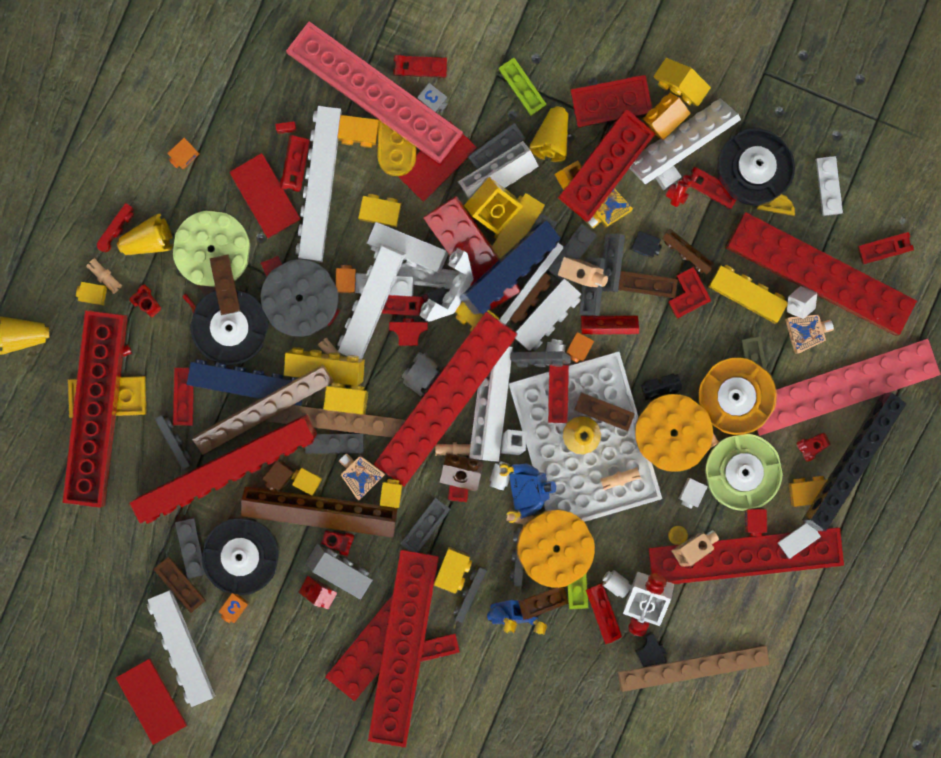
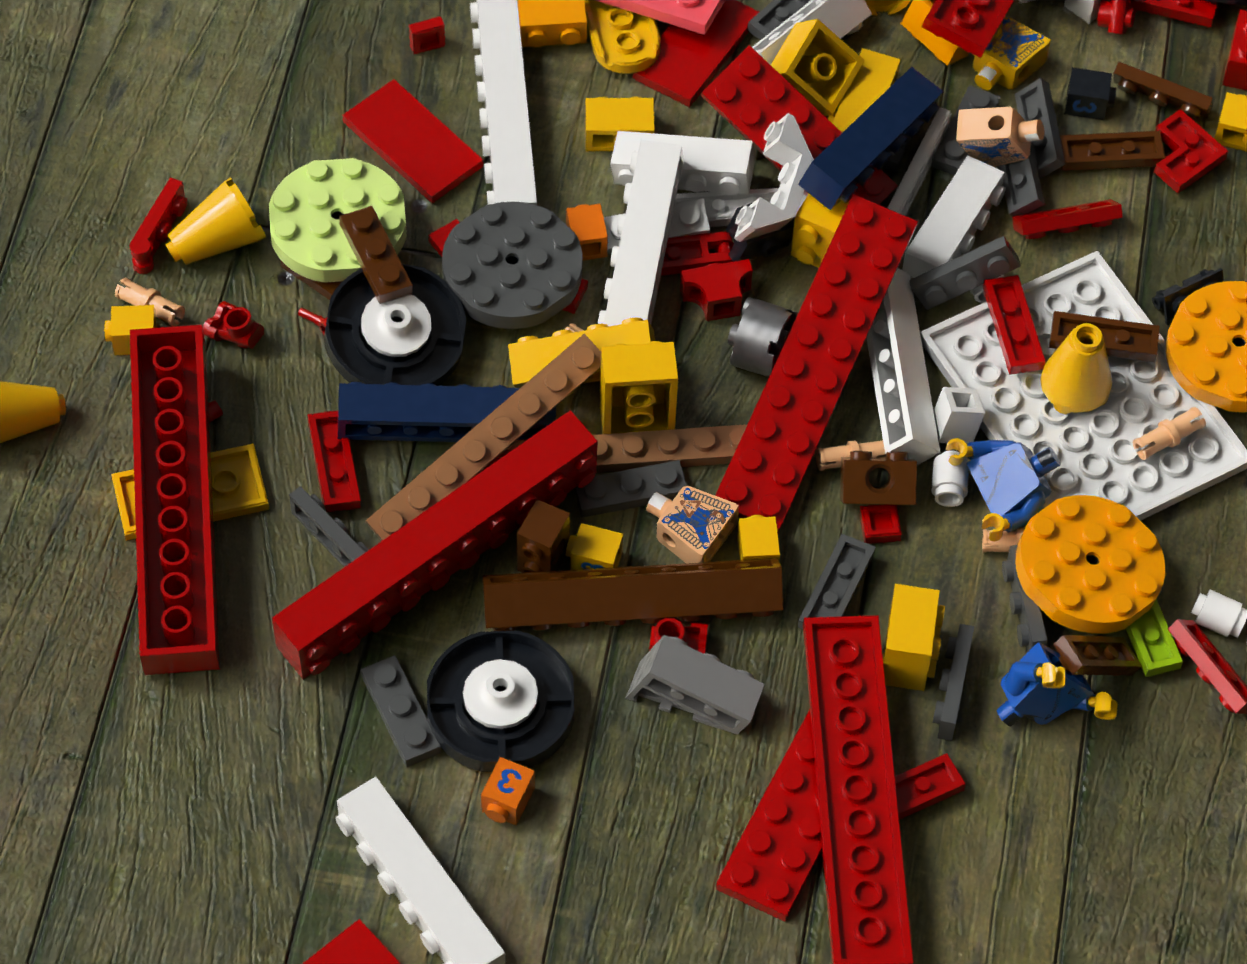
camera: 15 degrees left, 30 degrees down
(179, 584) = (398, 775): reddish brown plate -> none
(182, 154) = (257, 100): orange brick -> none
(295, 163) = (454, 82): red plate -> none
(317, 593) = (665, 730): red brick -> none
(531, 299) = (920, 199): reddish brown plate -> none
(579, 347) = (1031, 250): orange brick -> none

